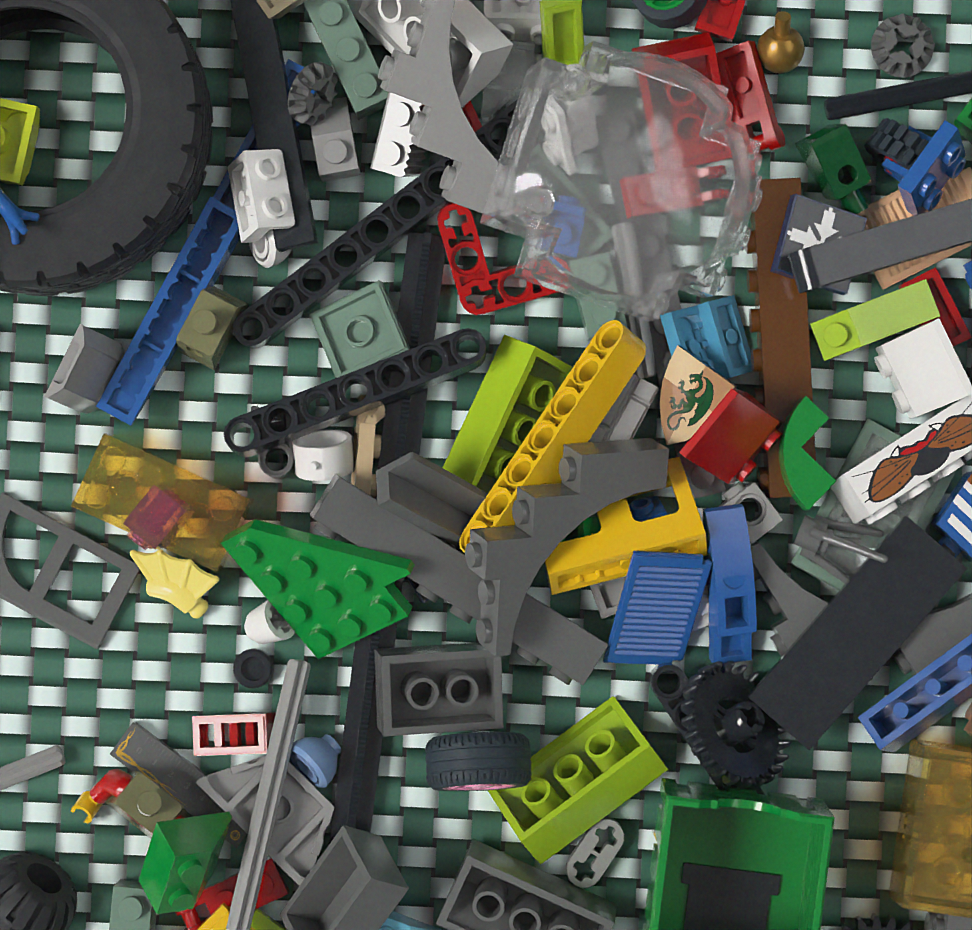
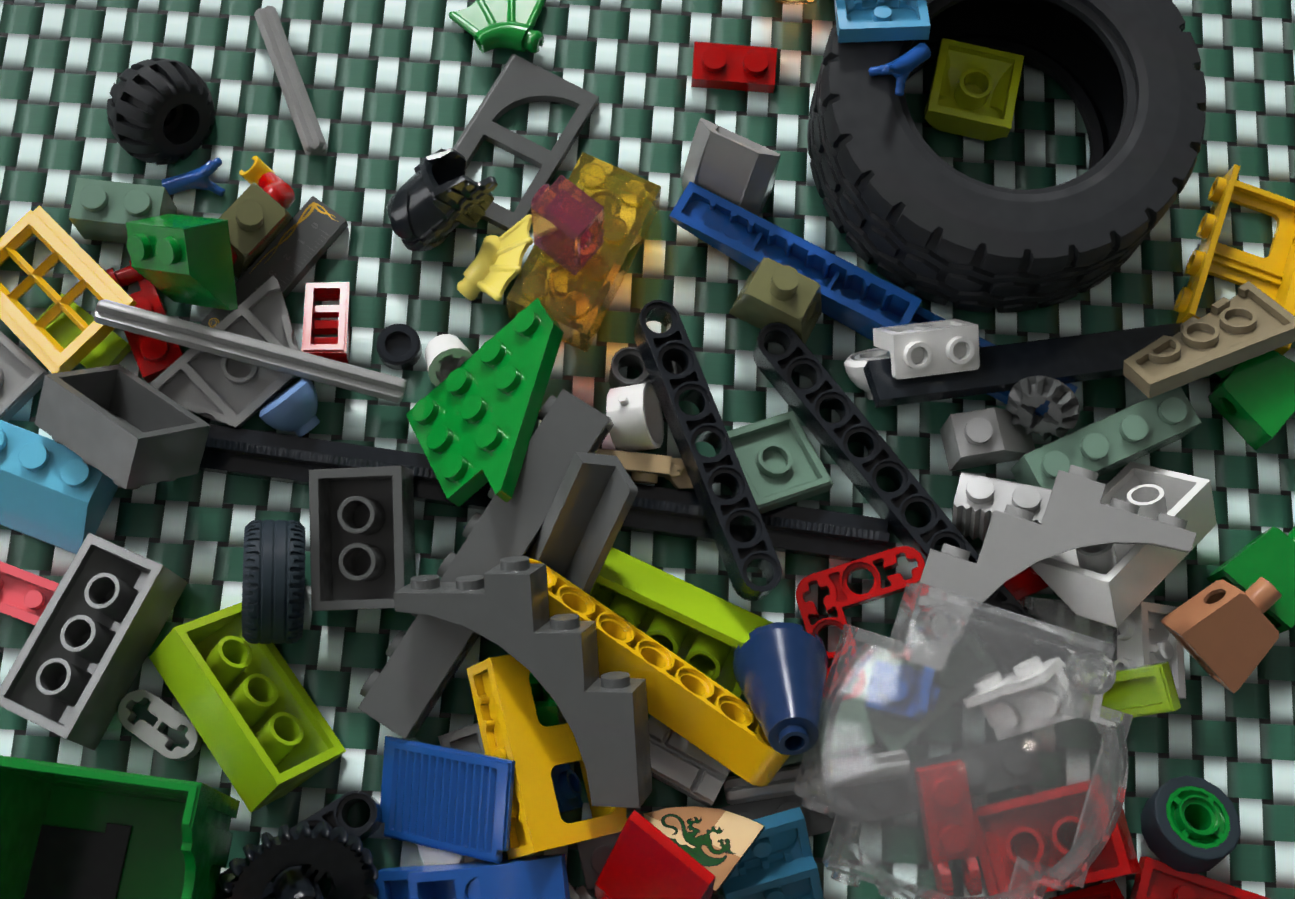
camera: 85 degrees right, 15 degrees down
(93, 863) = (195, 179): none -> blue bar
(130, 648) = (438, 201): none -> black helmet
(567, 327) = (784, 683): none -> dark blue cone

